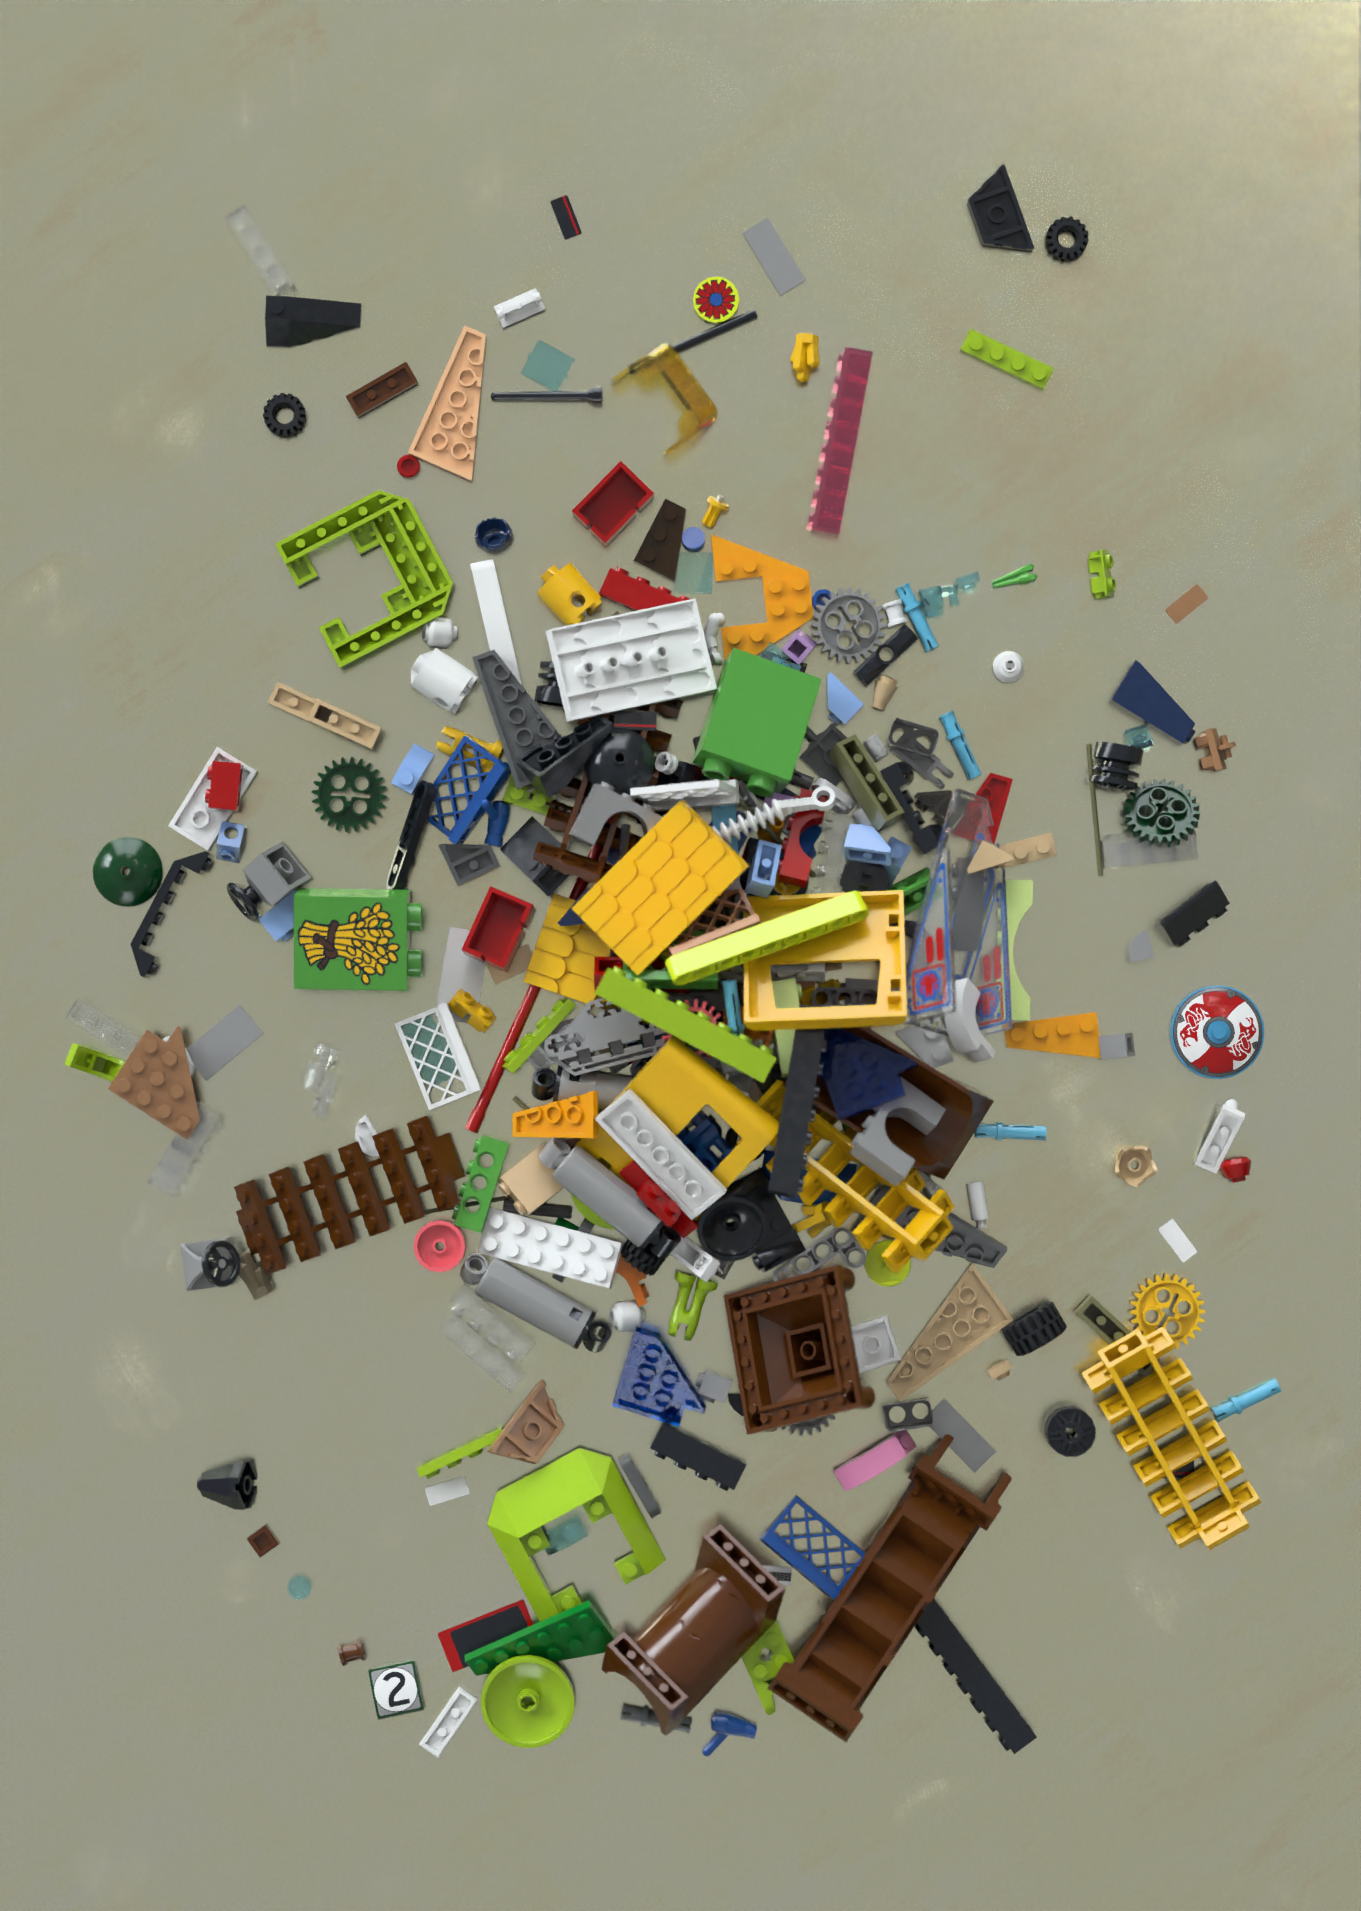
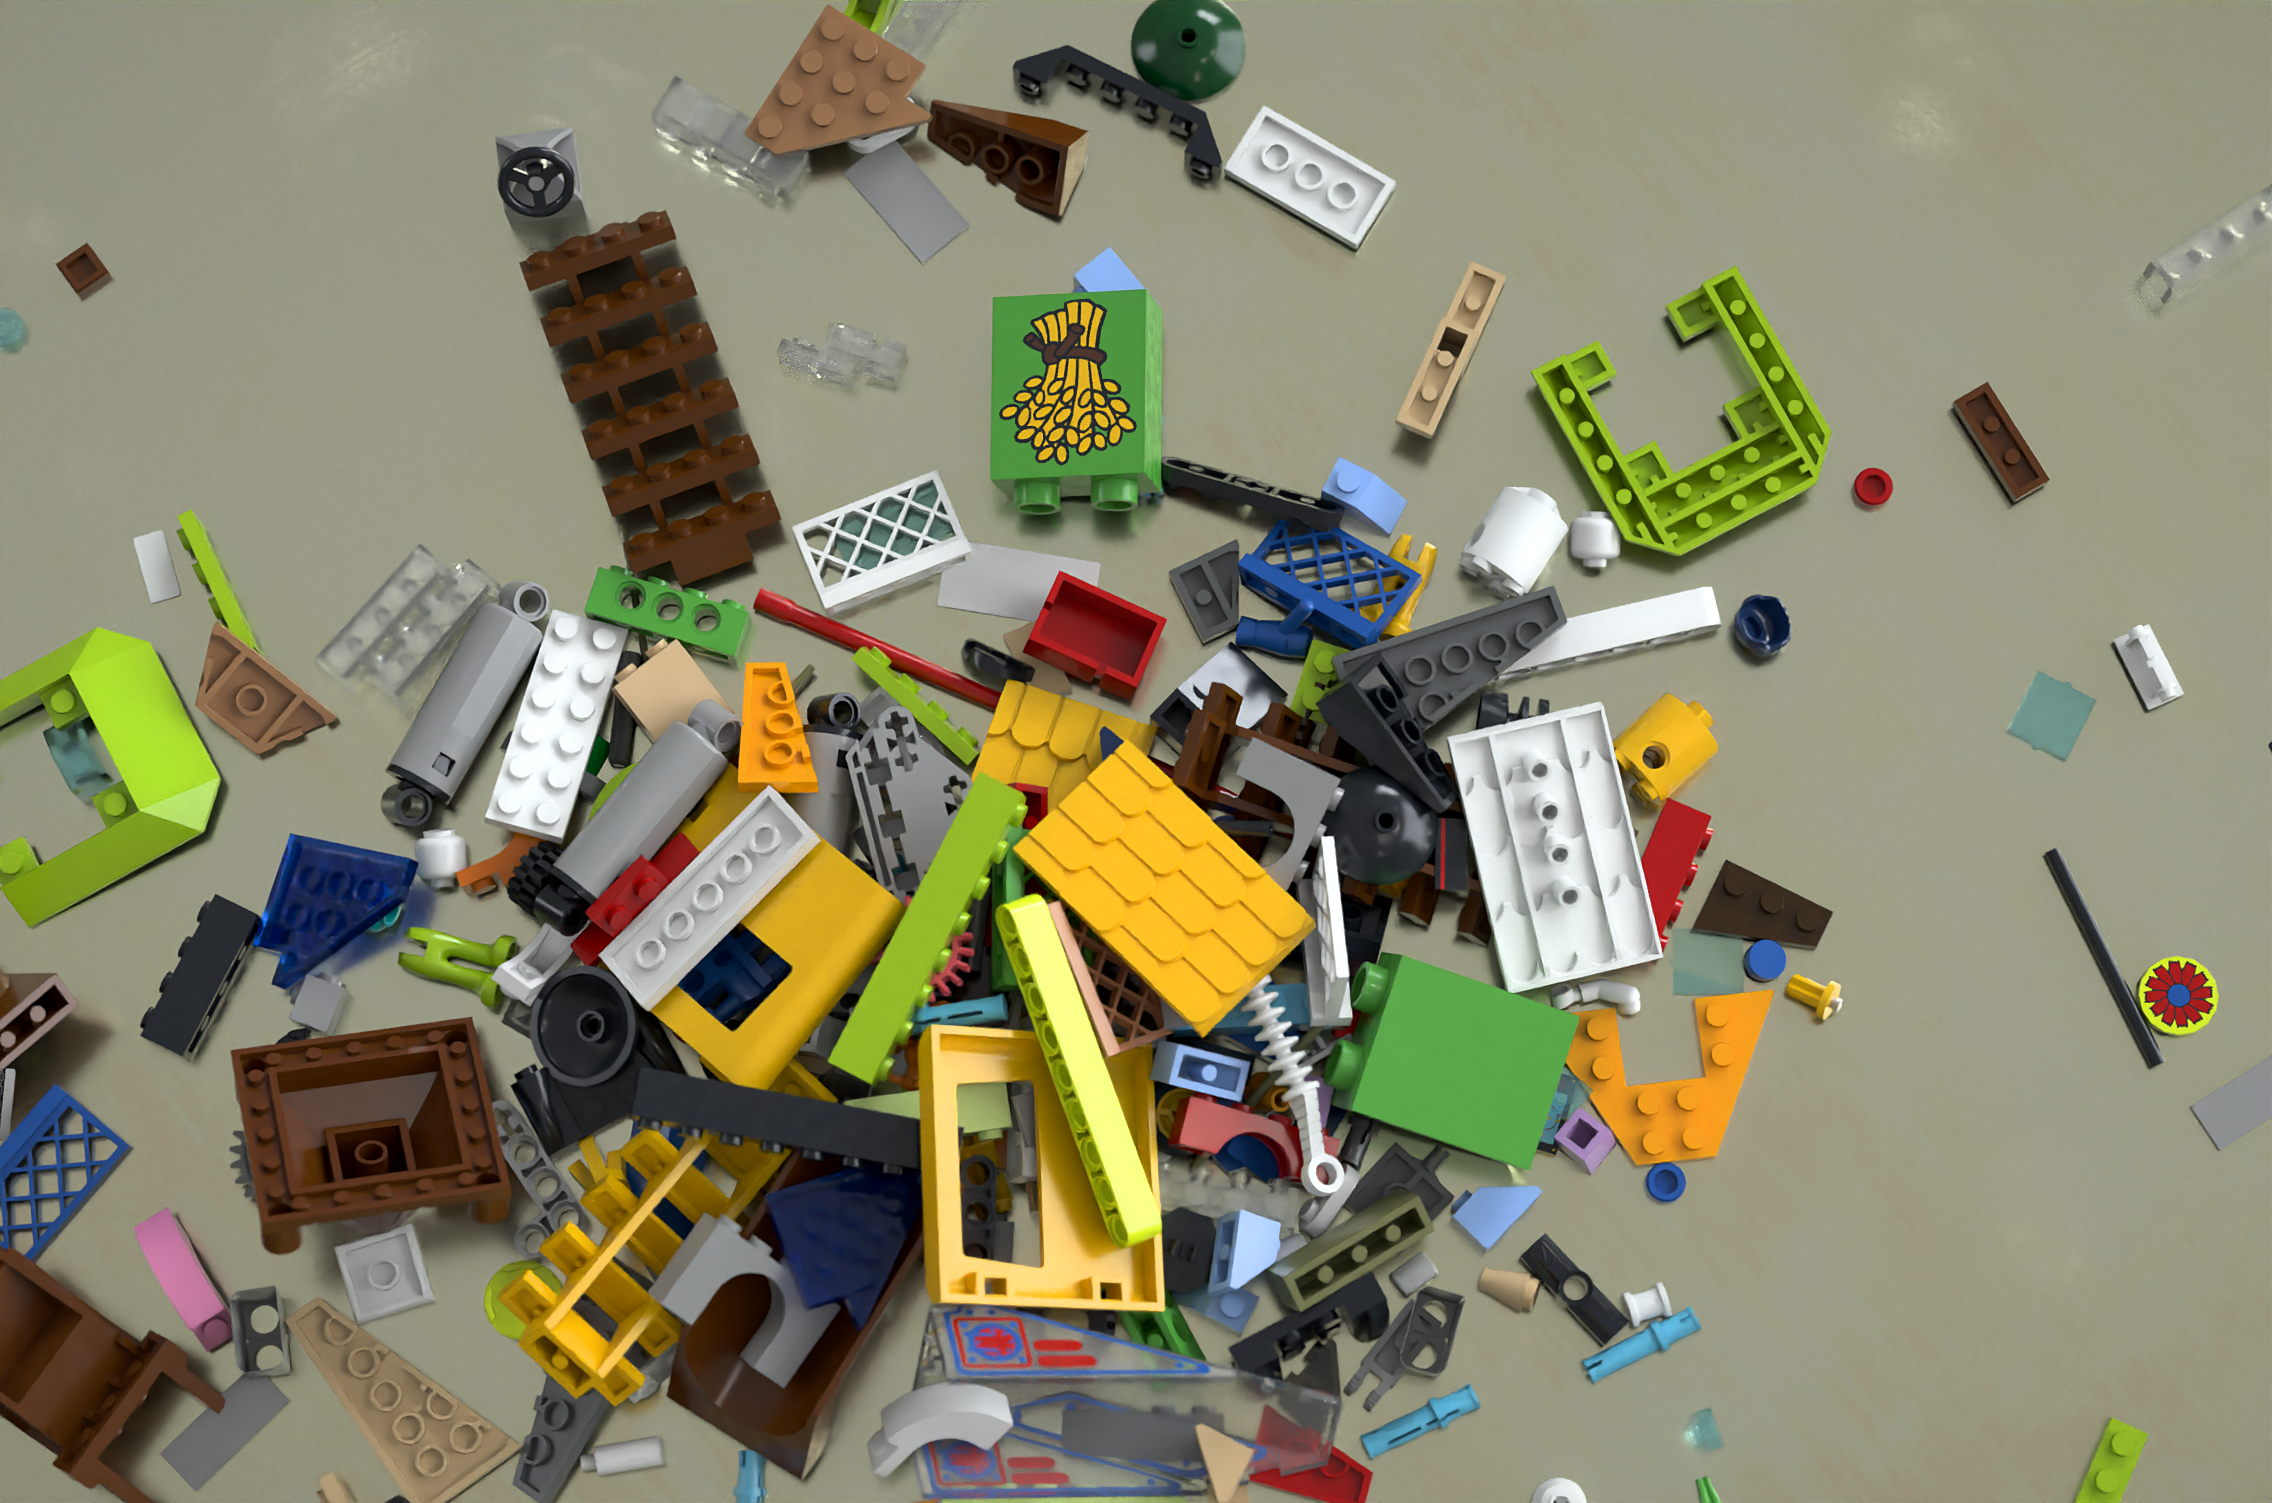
camera: 90 degrees right, 10 degrees down
(195, 971) = (1021, 151): none -> reddish brown wedge
(224, 786) = (1330, 190): red brick -> none
(227, 848) = (1226, 200): medium blue bracket -> none
(230, 1485) = (174, 215): black cone -> none
(254, 1276) = (516, 246): dark tan rock -> none
(270, 415) = (1965, 267): black tyre -> none
(270, 879) = (1178, 267): light grey piece -> none
(301, 320) = (2111, 309): black wedge -> none
(347, 816) = (1353, 397): dark green gear -> none
(363, 1134) = (758, 424): white tile -> none
(450, 1236) = (543, 541): coral wheel -> none
(451, 419) = (1955, 556): light nougat wing -> none
(464, 1003) = (971, 585): yellow hinge -> none
(512, 988) = (996, 662): none -> black tile
(593, 395) = (2005, 790): black piece -> none
(613, 503) = (1821, 821): red piece -> none
(639, 1486) = (153, 880): dark grey beam -> none
(671, 765) = (1380, 912): white bush -> none
(699, 405) = (1993, 964): clear yellow windscreen -> none
(805, 355) = (2089, 1147): yellow rock -> none
(830, 635) = (1606, 1192): light grey gear -> none
(841, 443) = (1942, 1210): clear pink brick -> none
(927, 1045) = (894, 1367): white wing -> none
(932, 599) = (1673, 1370): clear light blue piece -> none

